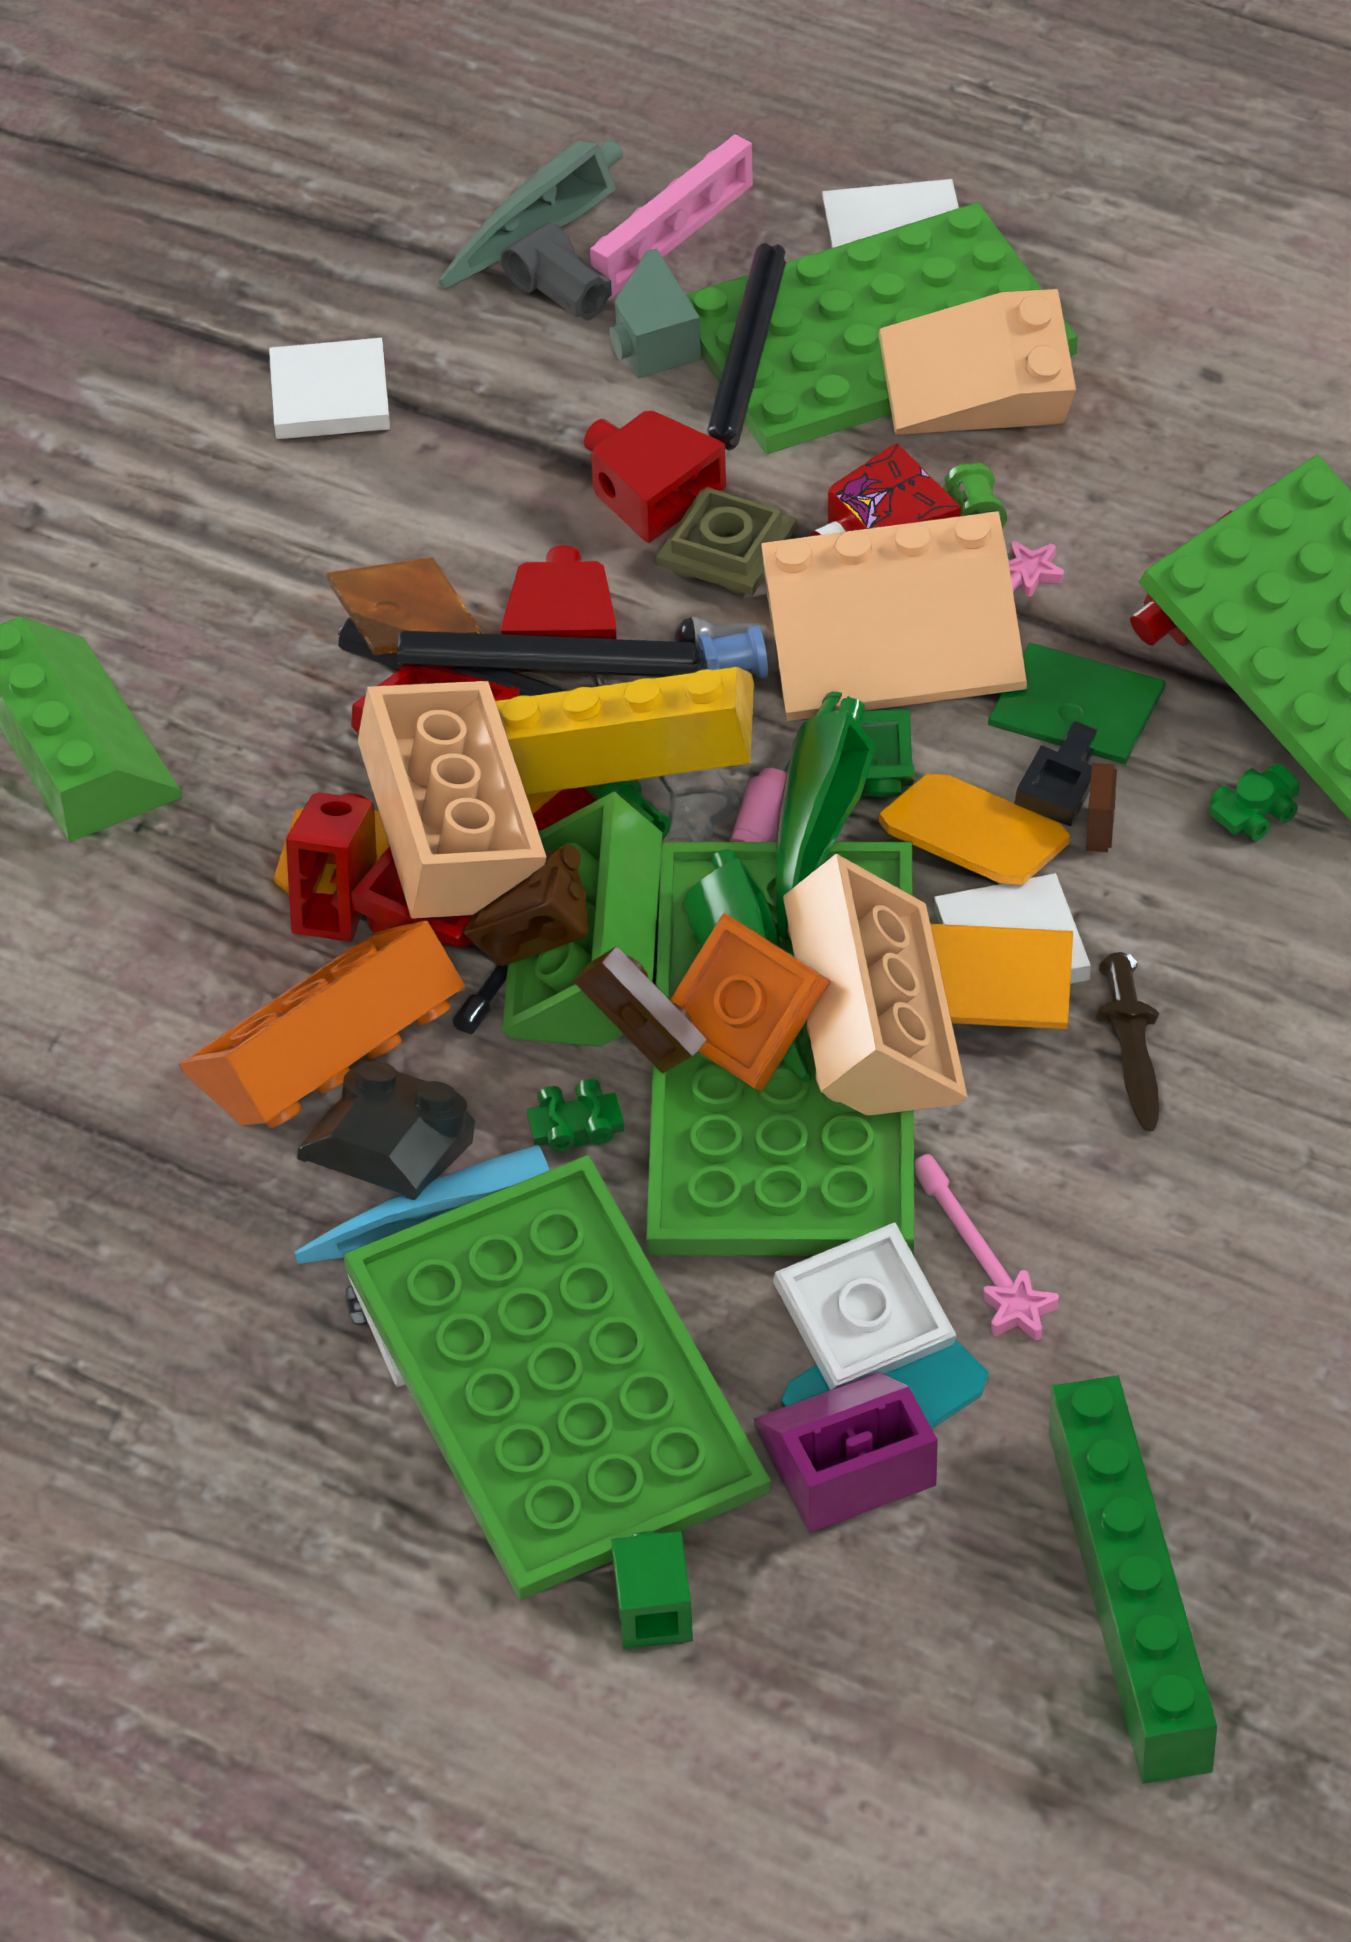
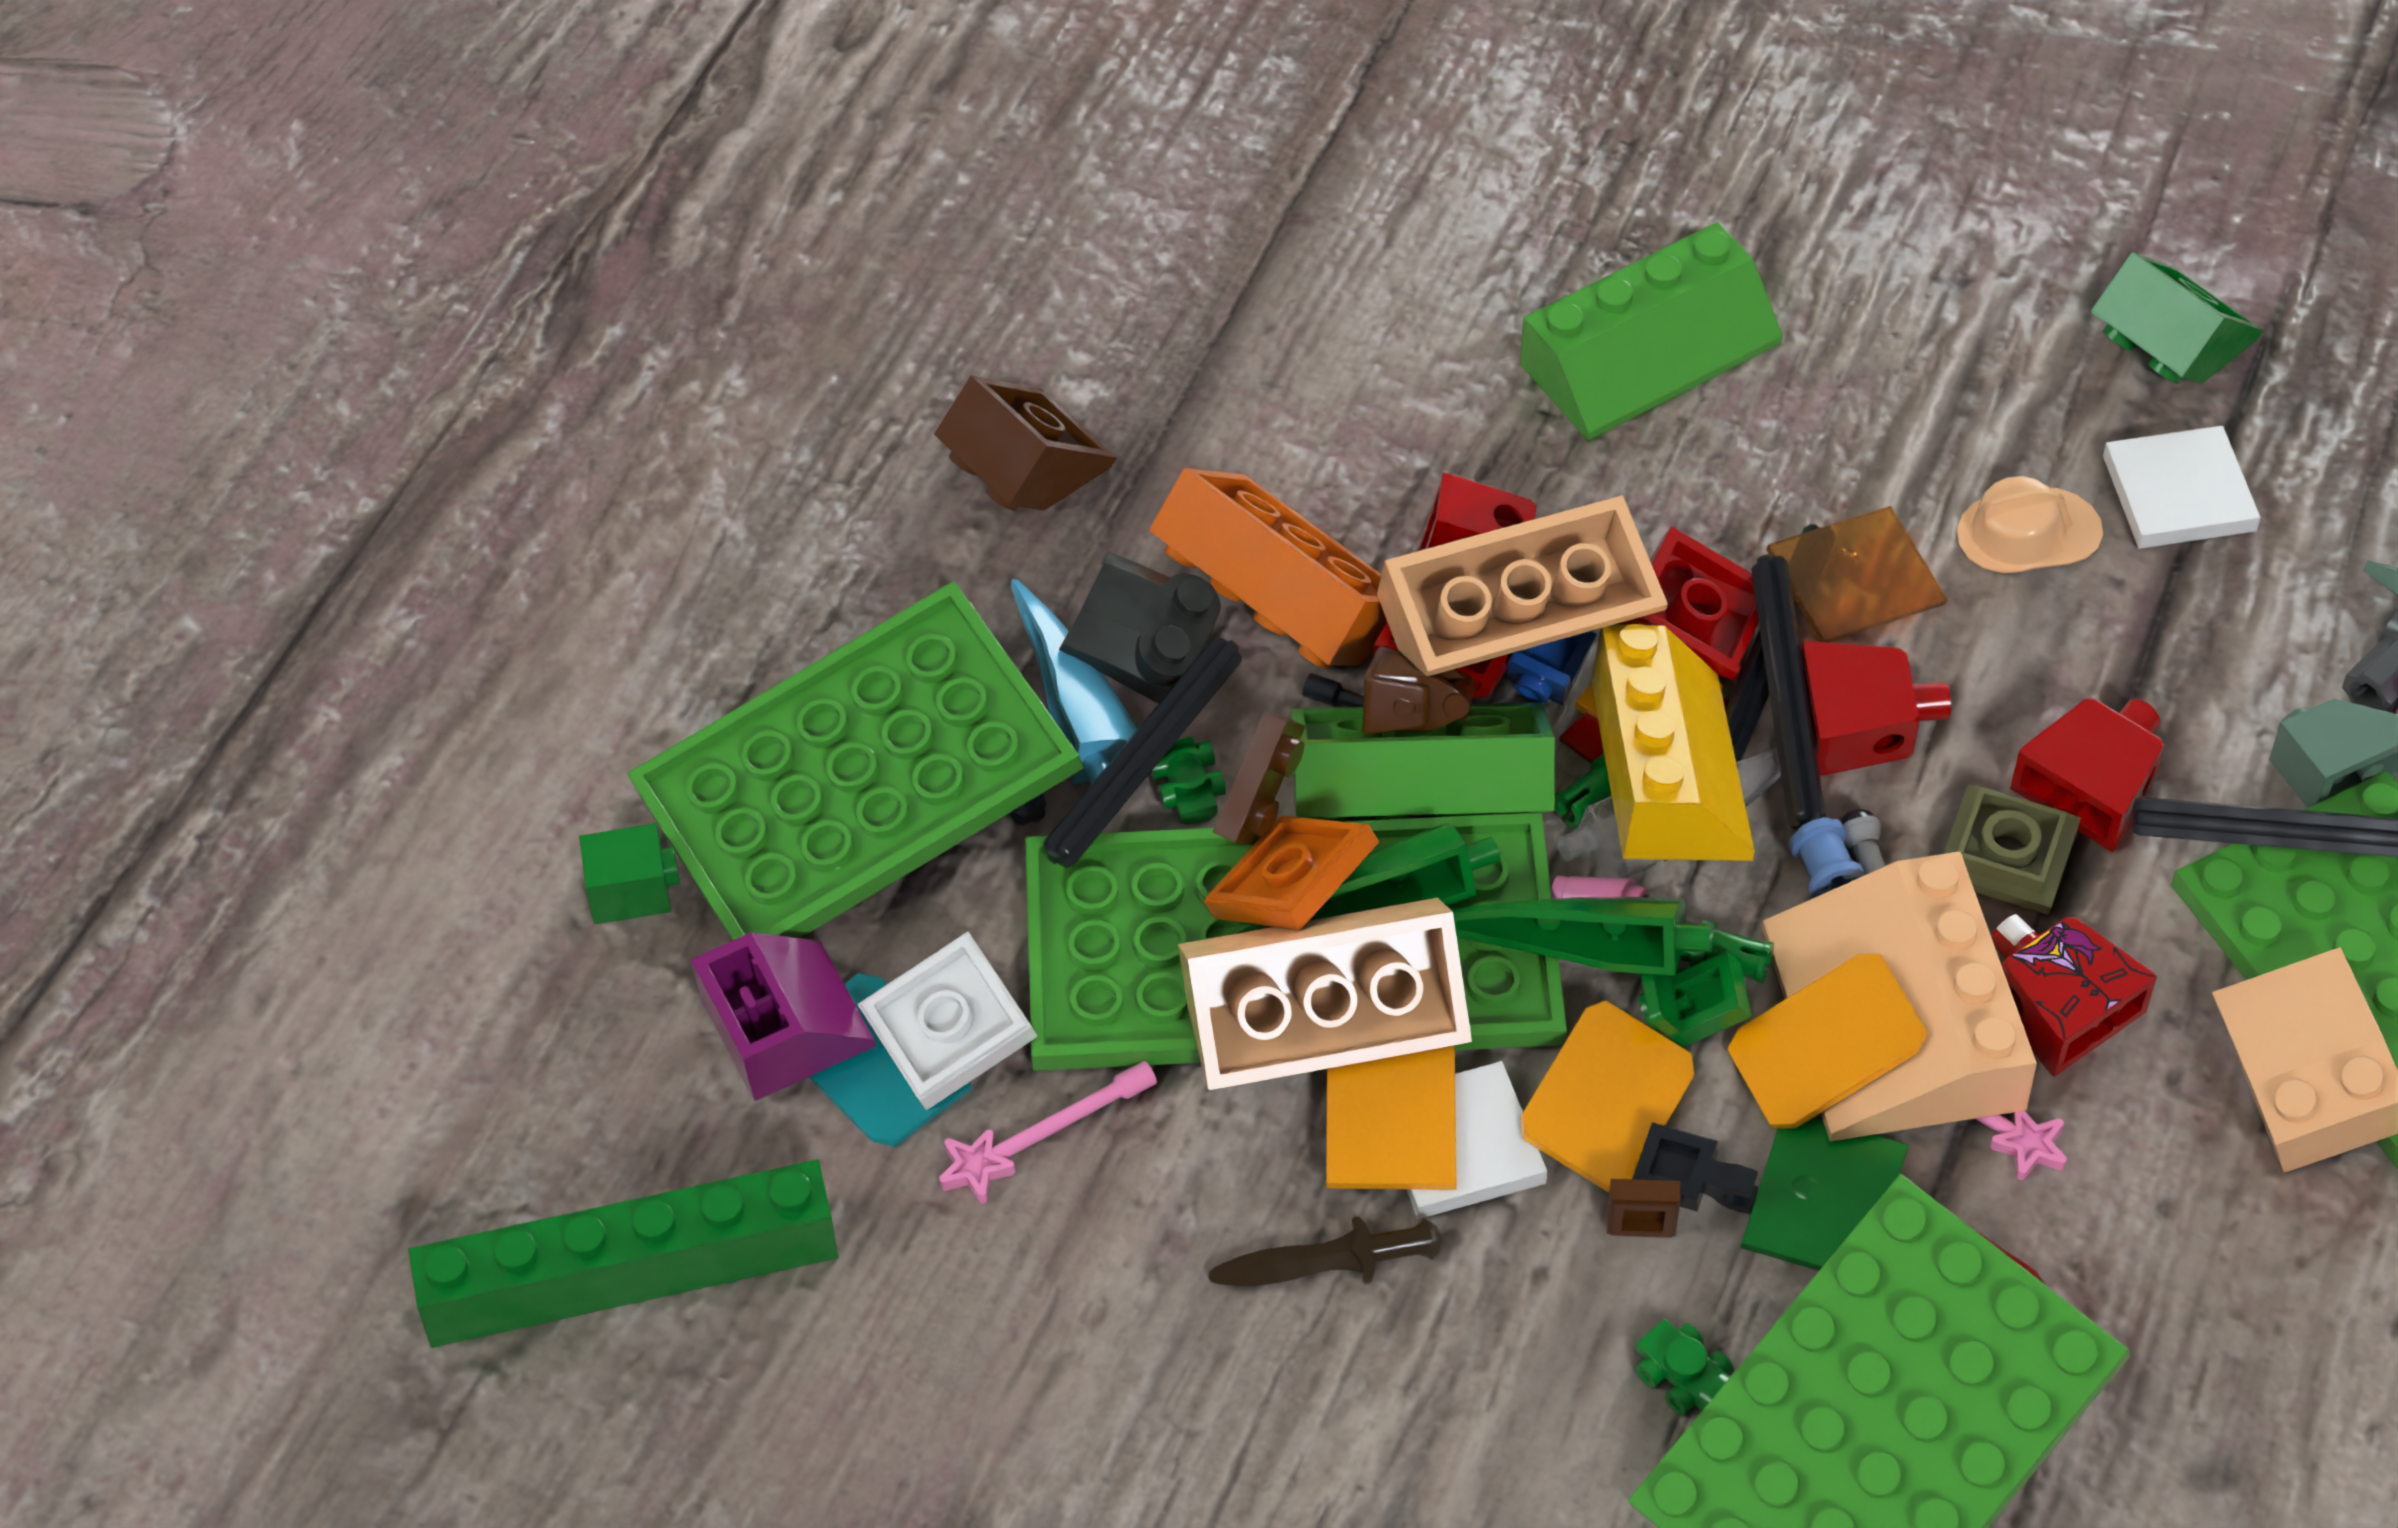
camera: 85 degrees right, 5 degrees up
(119, 1236) = (1020, 444): none -> reddish brown slope
(141, 359) = (2172, 320): none -> slope
(357, 497) = (2028, 527): none -> light nougat piece
(562, 1131) = (1142, 752): none -> black axle
(940, 663) = (1827, 1041): none -> light orange piece
(978, 491) = (2108, 1073): bright green bush -> none

